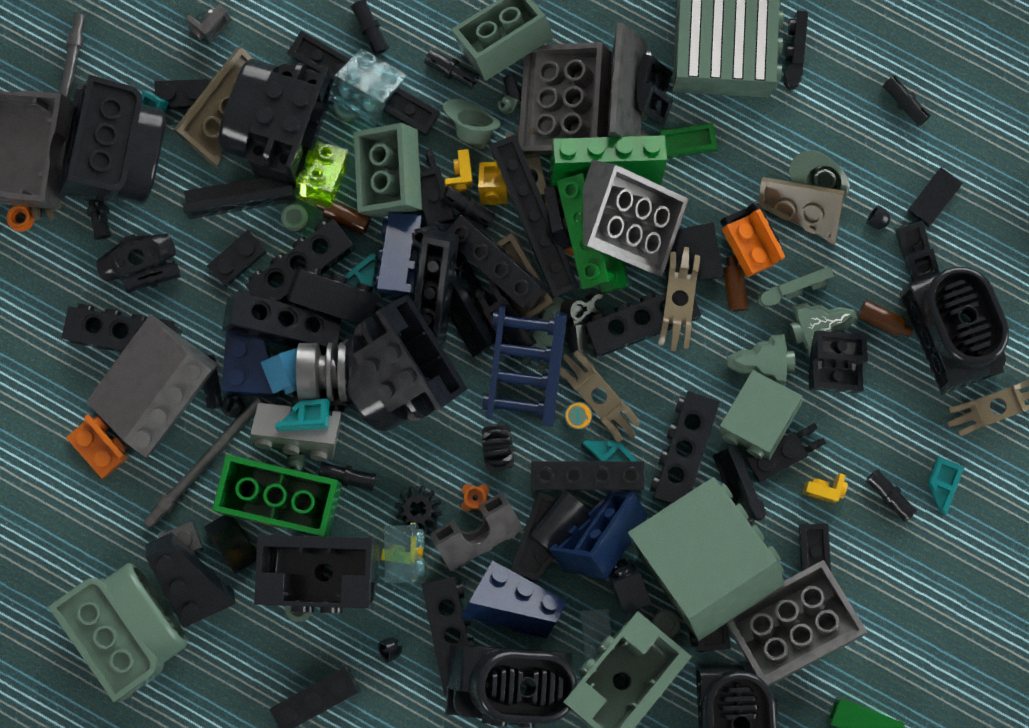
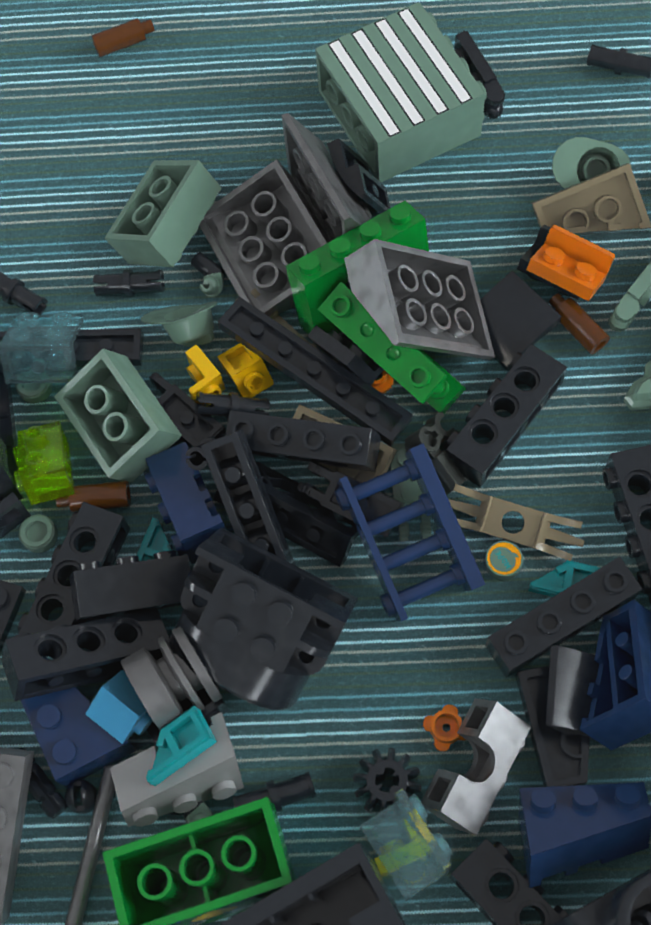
camera: 25 degrees left, 15 degrees down
(497, 447) = (436, 647): black gear -> none
(676, 314) = (539, 380): dark tan piece -> none
(689, 140) = (438, 209): green tile -> none

